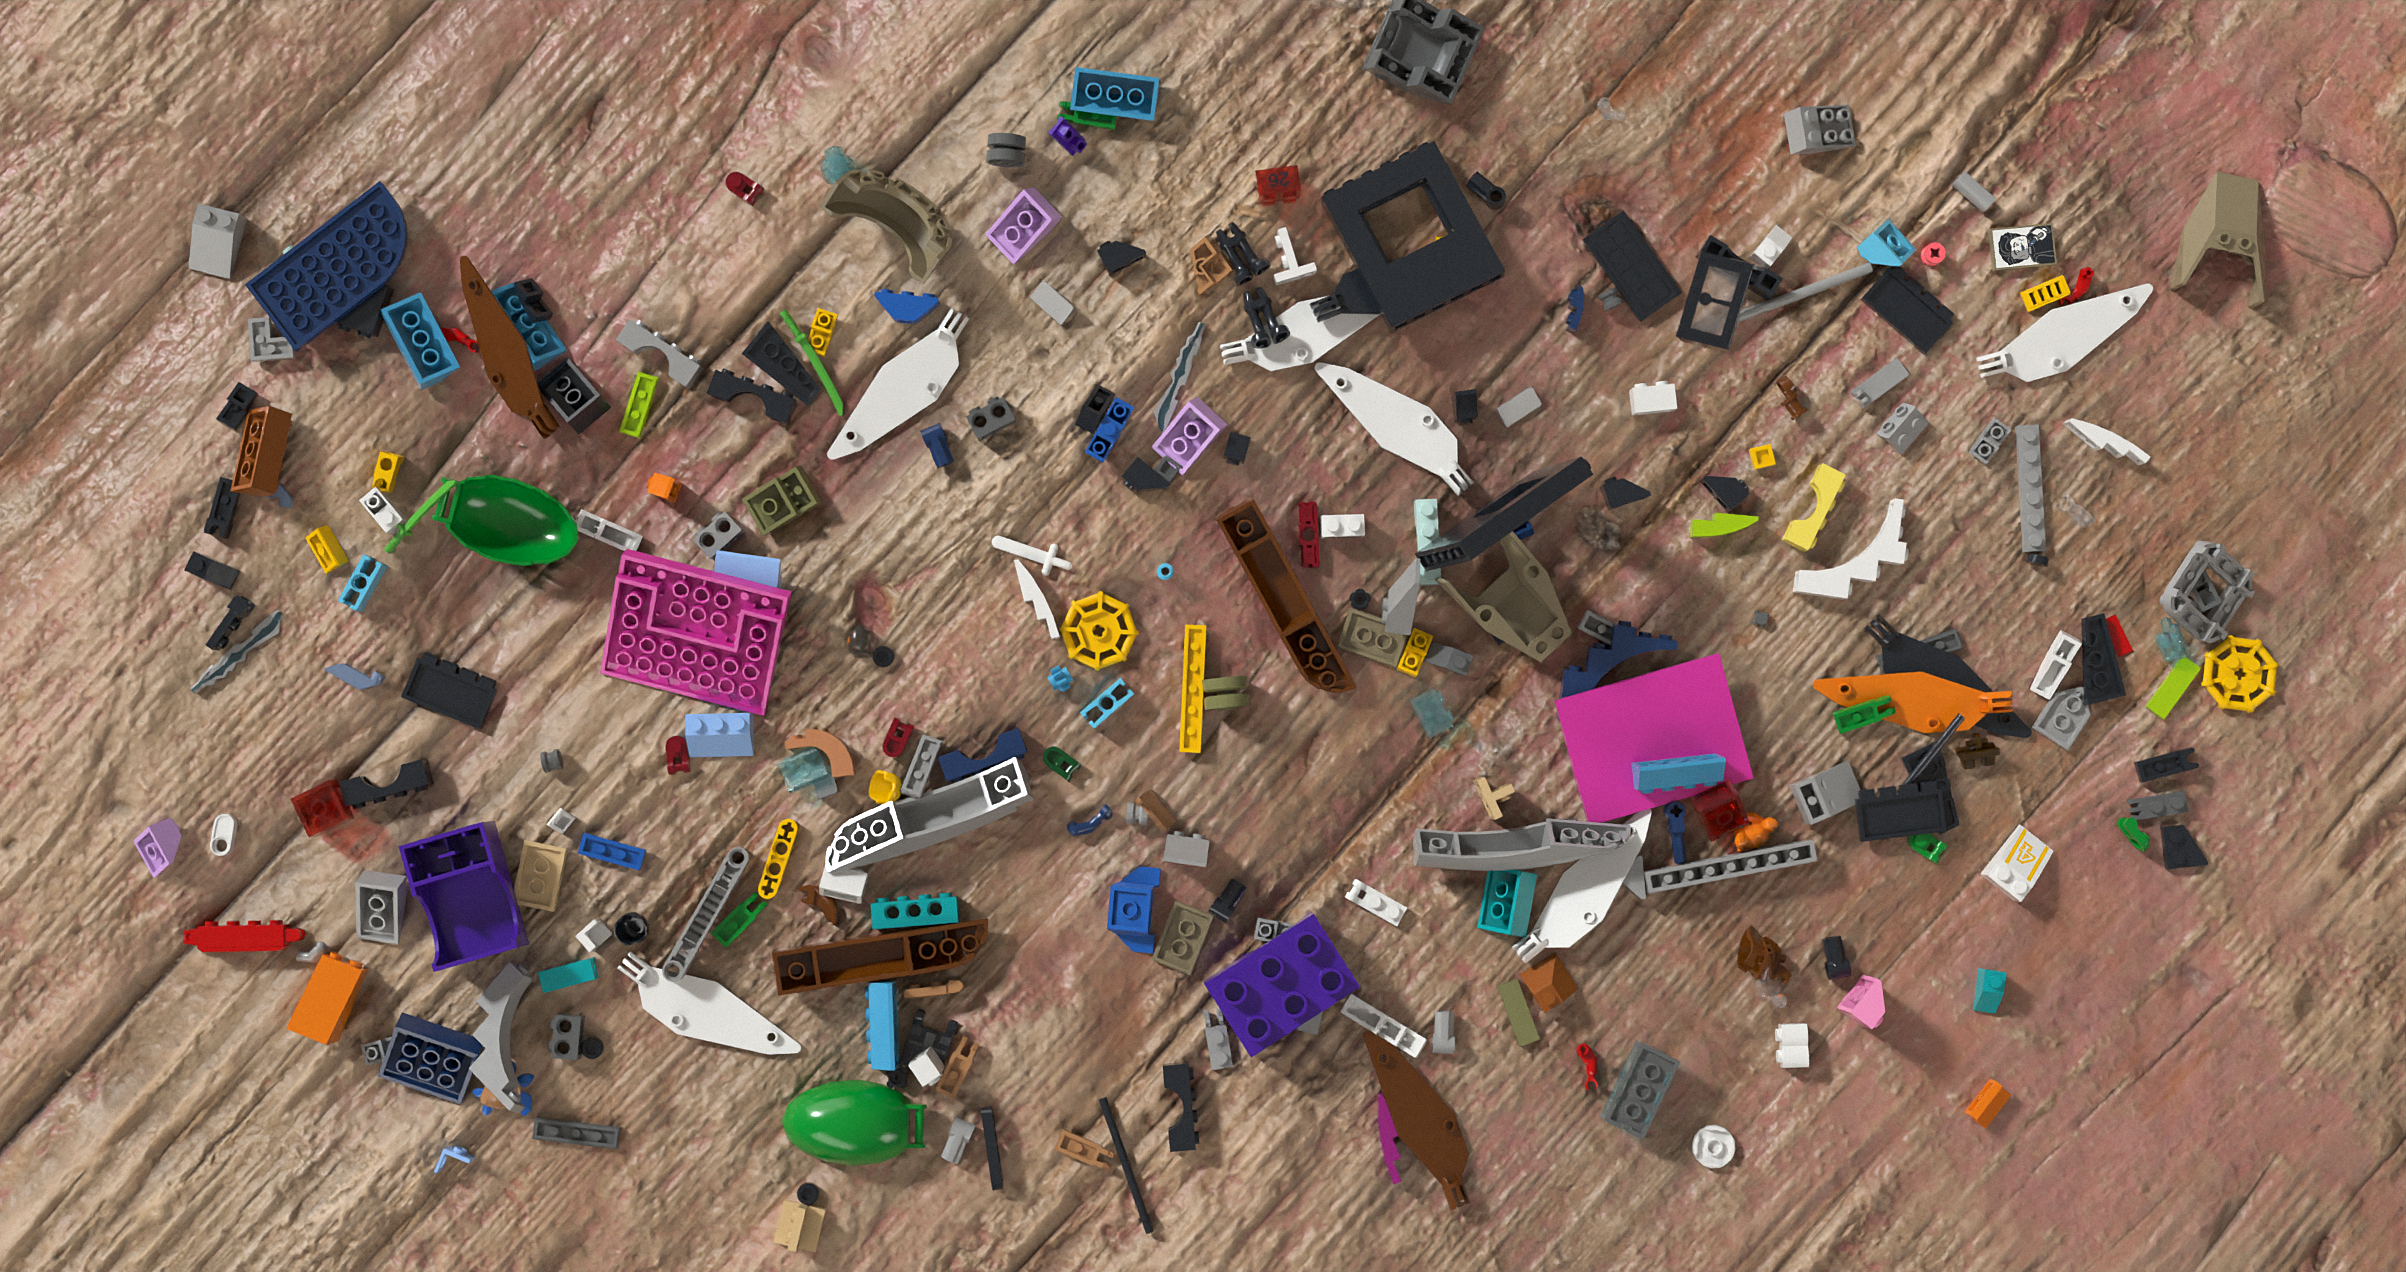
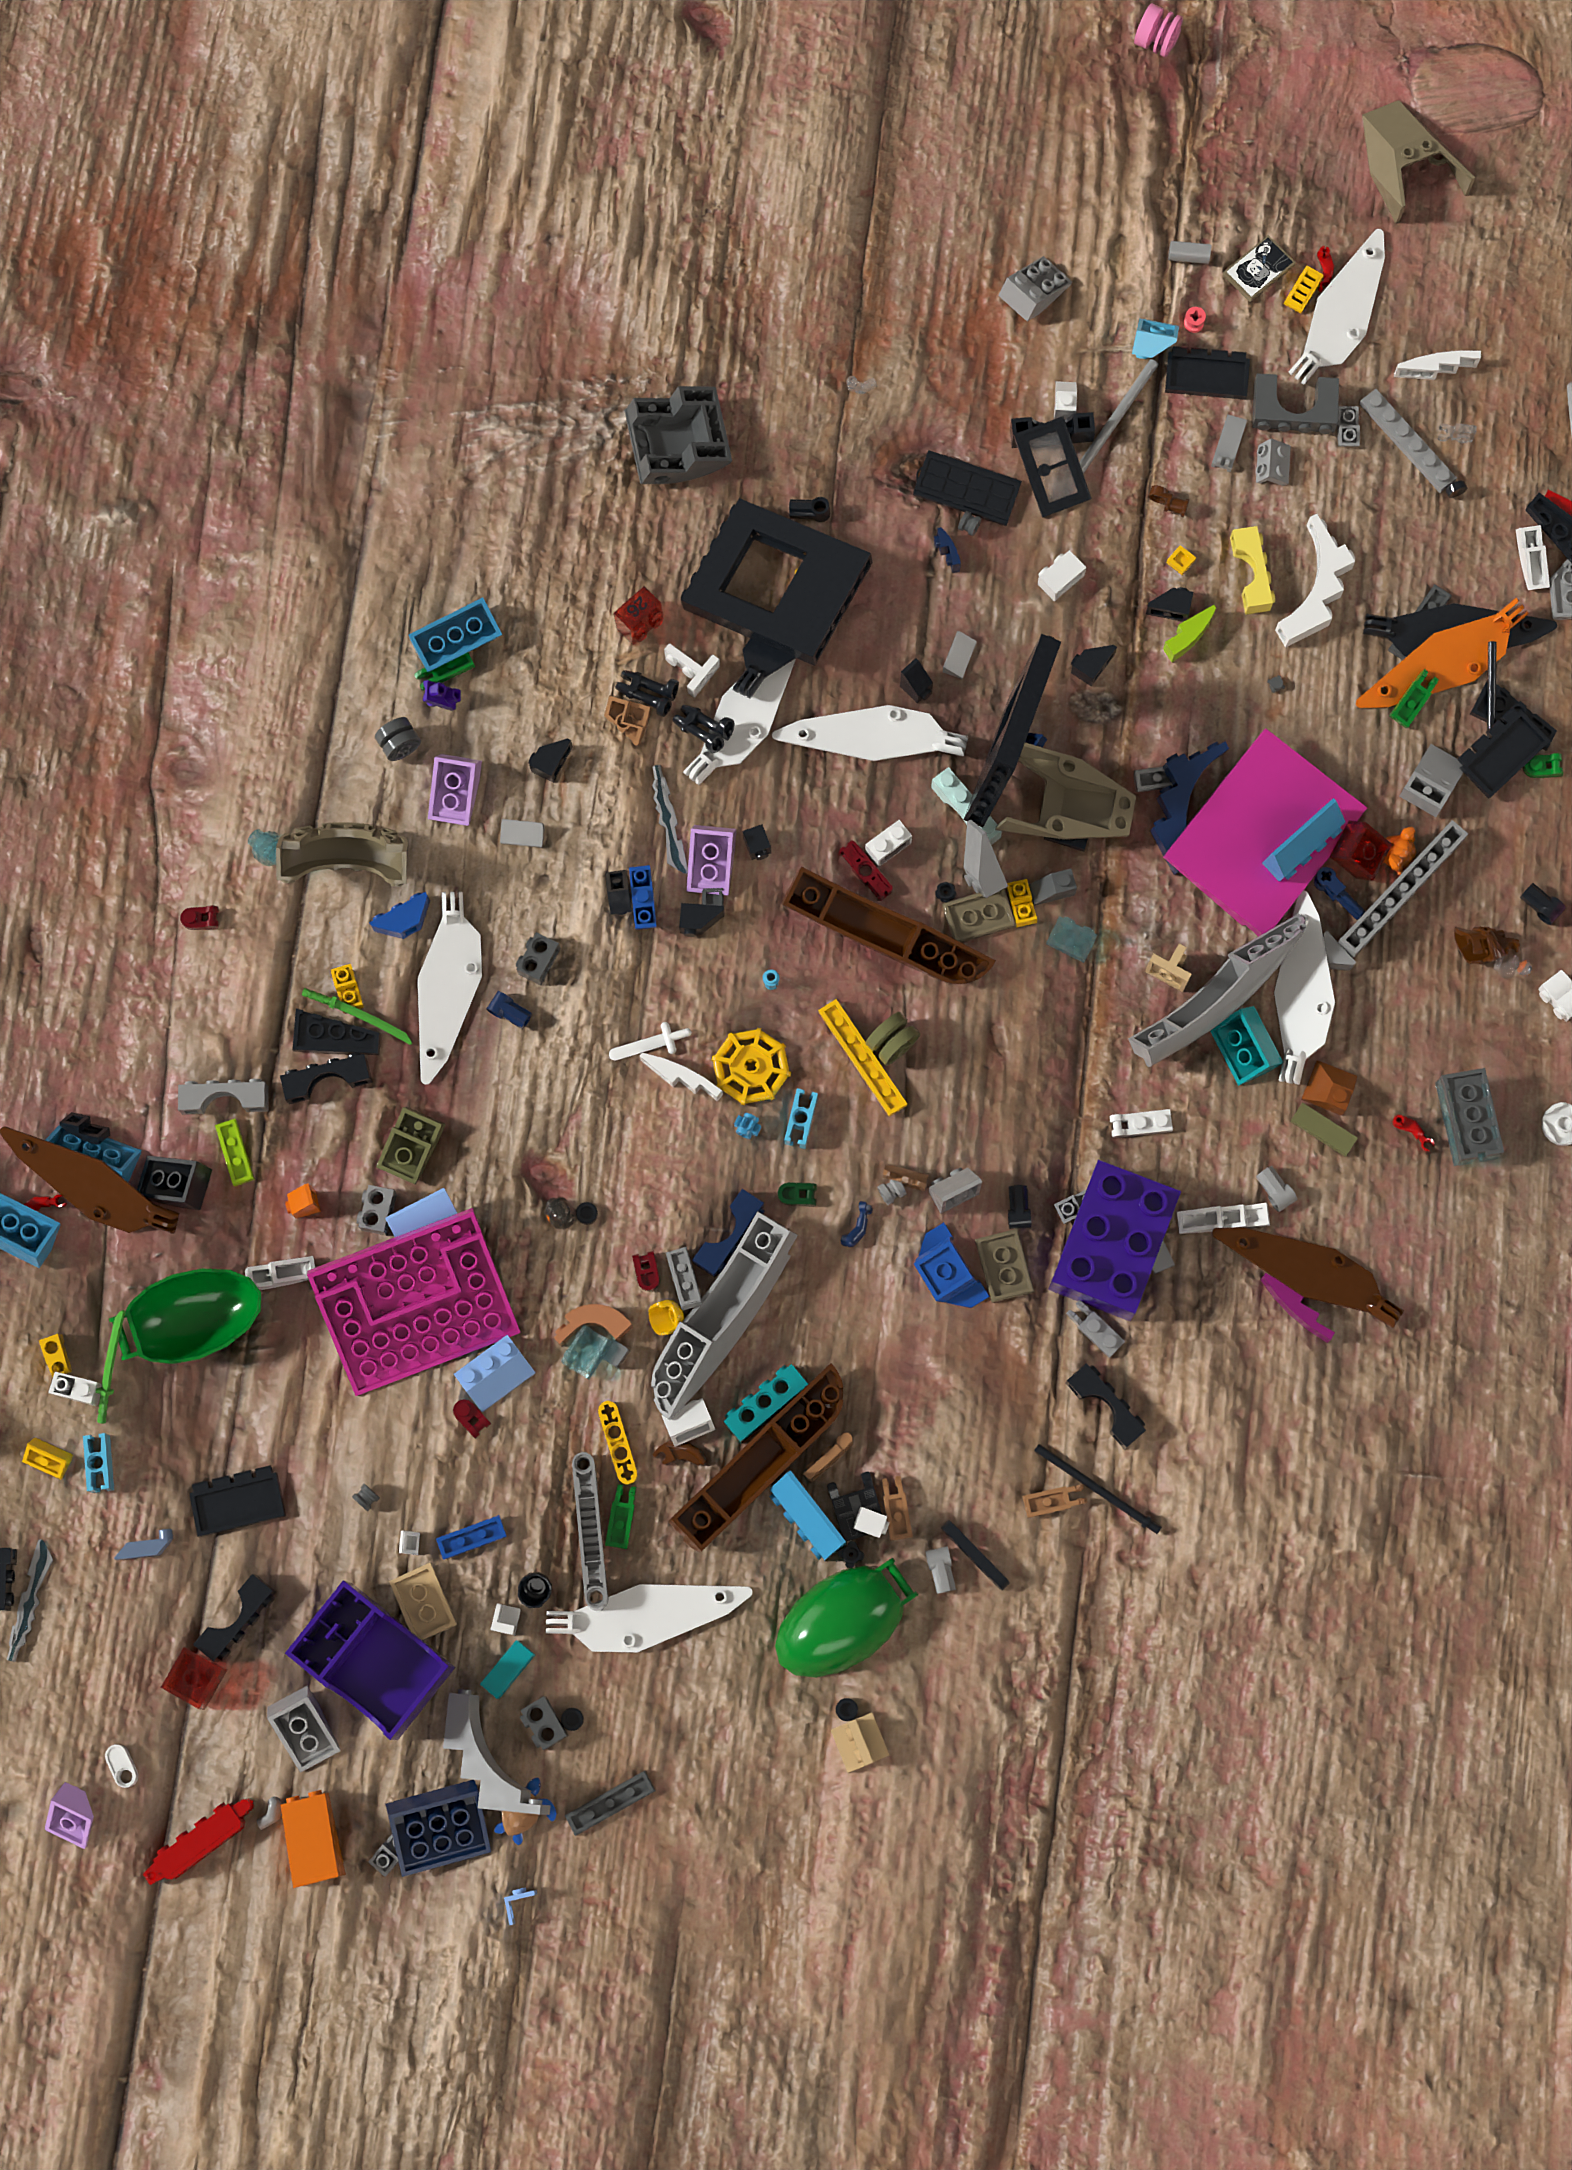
camera: 25 degrees left, 10 degrees down
(1932, 384) = (1271, 415): none -> dark grey arch
(1977, 748) = (1526, 661): dark brown hips -> none

